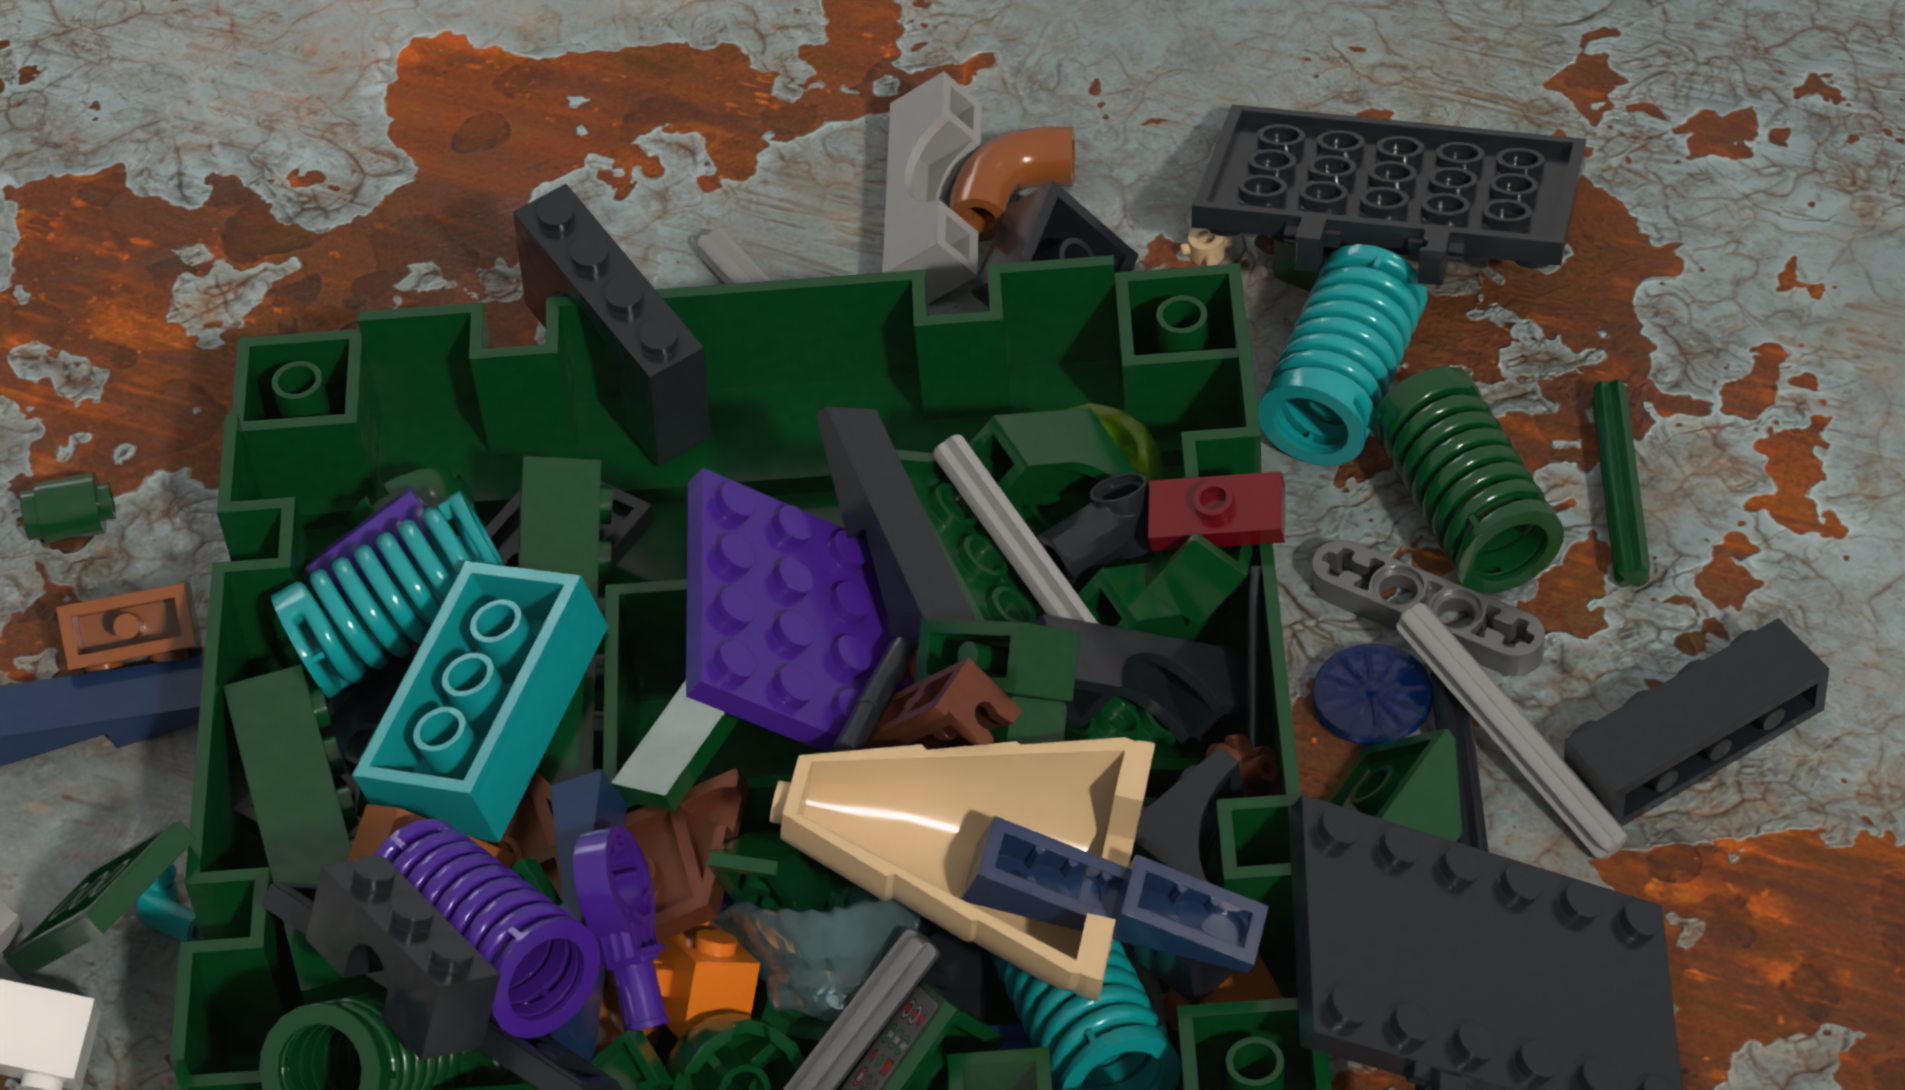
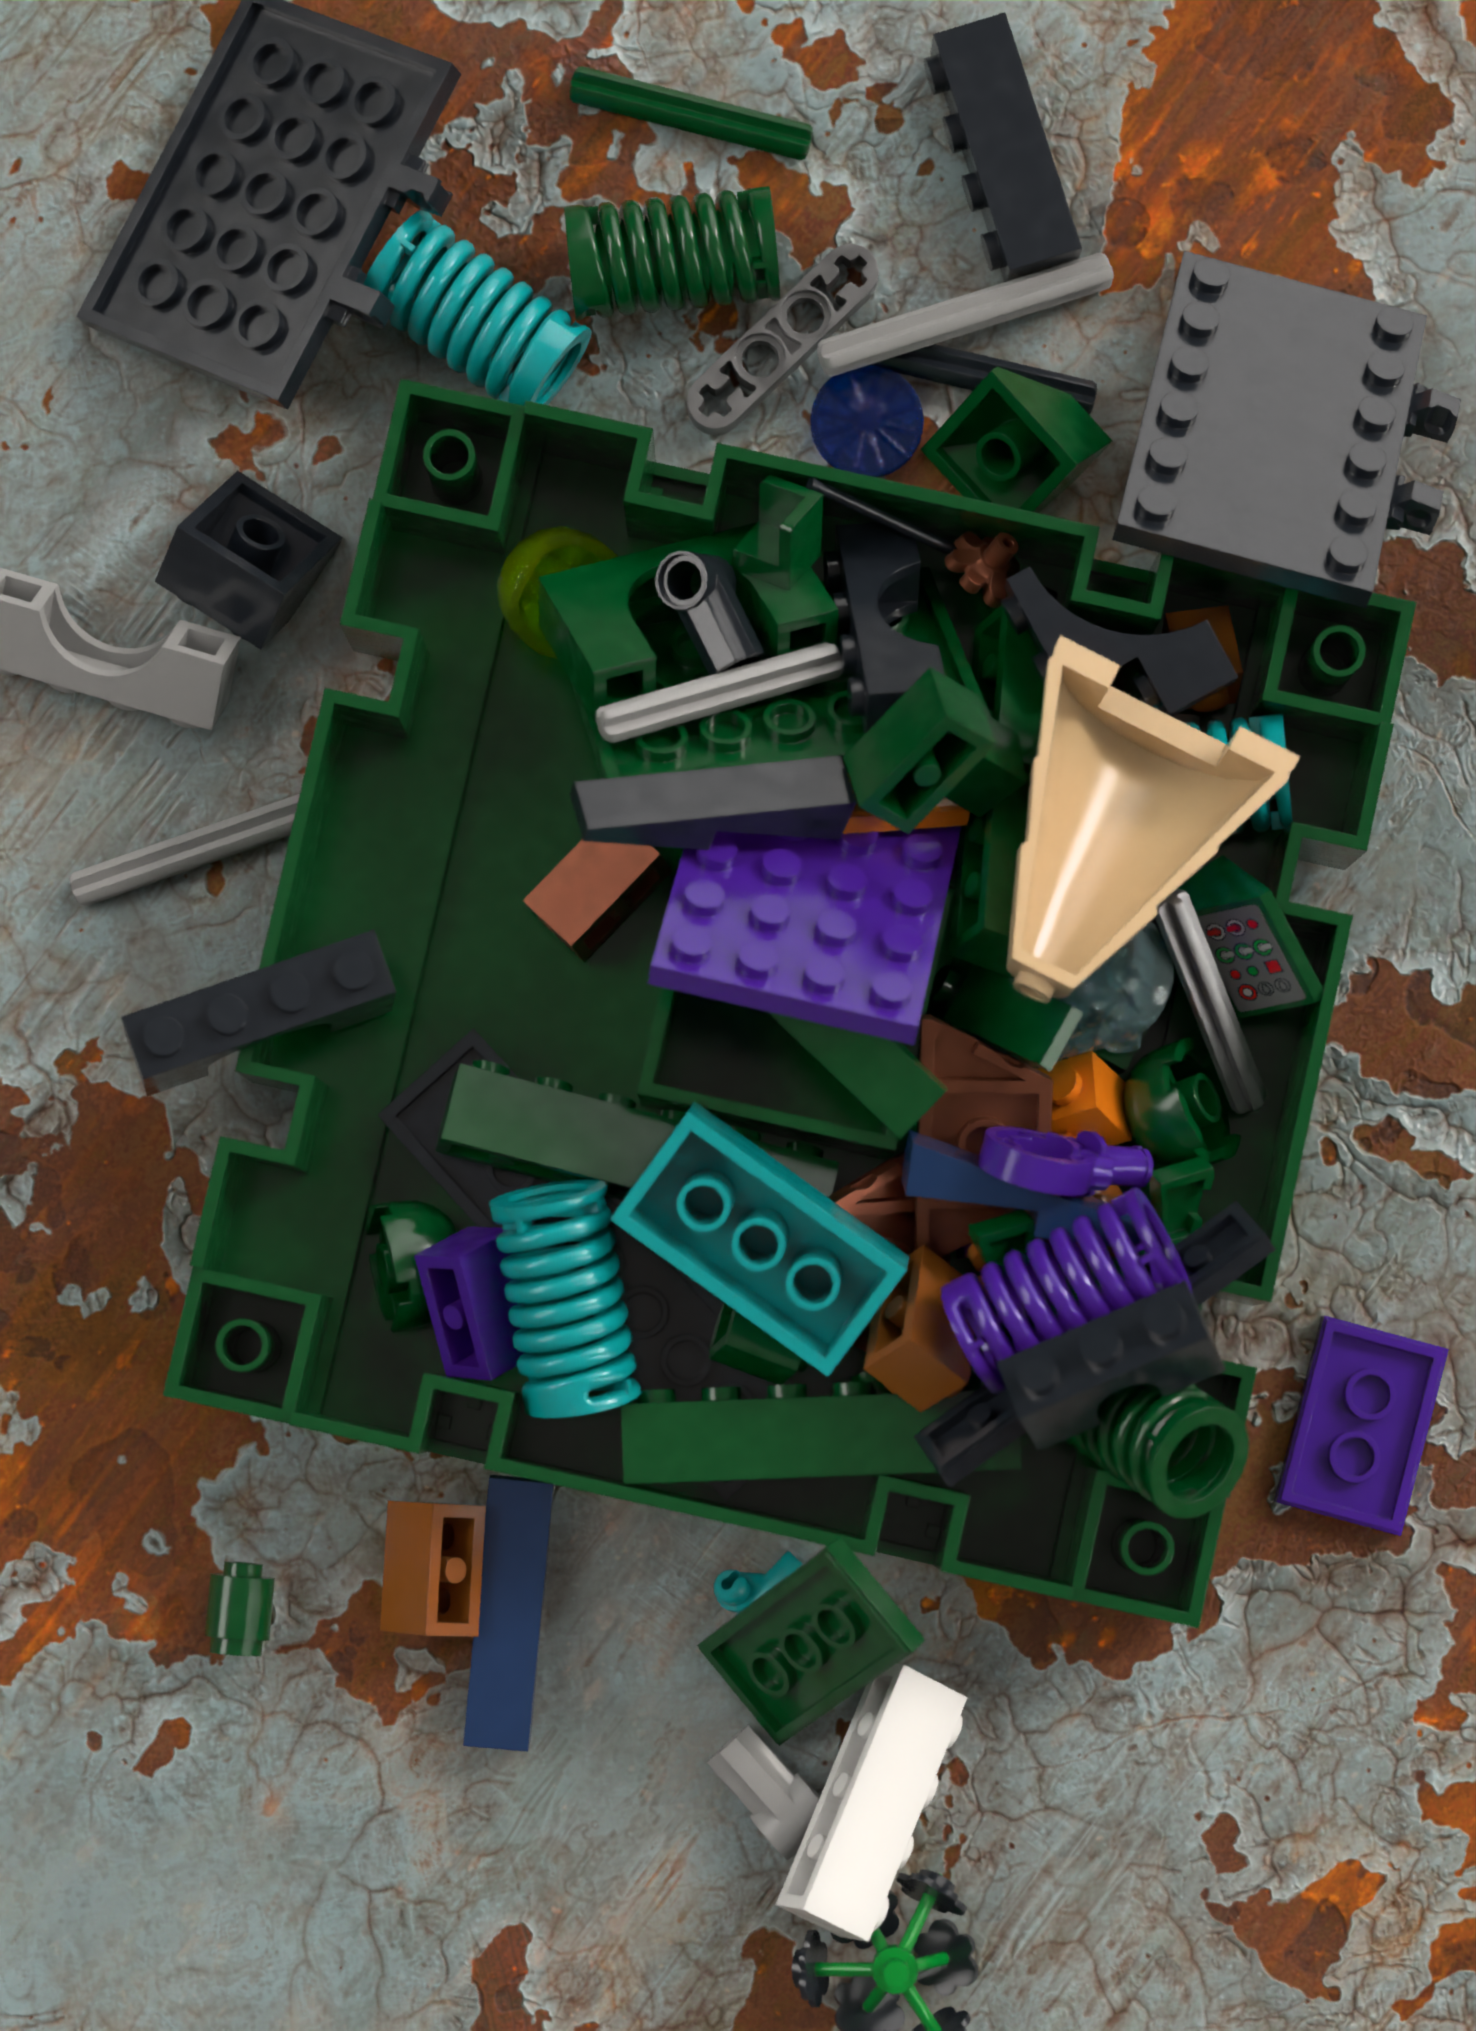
camera: 80 degrees left, 35 degrees up
(875, 696) = (915, 875): black piece -> none
(946, 710) = (968, 824): copper hinge -> none
(1007, 167) = (89, 572): dark orange cylinder -> none
(1151, 902) = (1177, 723): dark blue slope -> none
(1205, 247) = (247, 406): tan piece -> none
(1219, 508) = (744, 497): dark red plate -> none

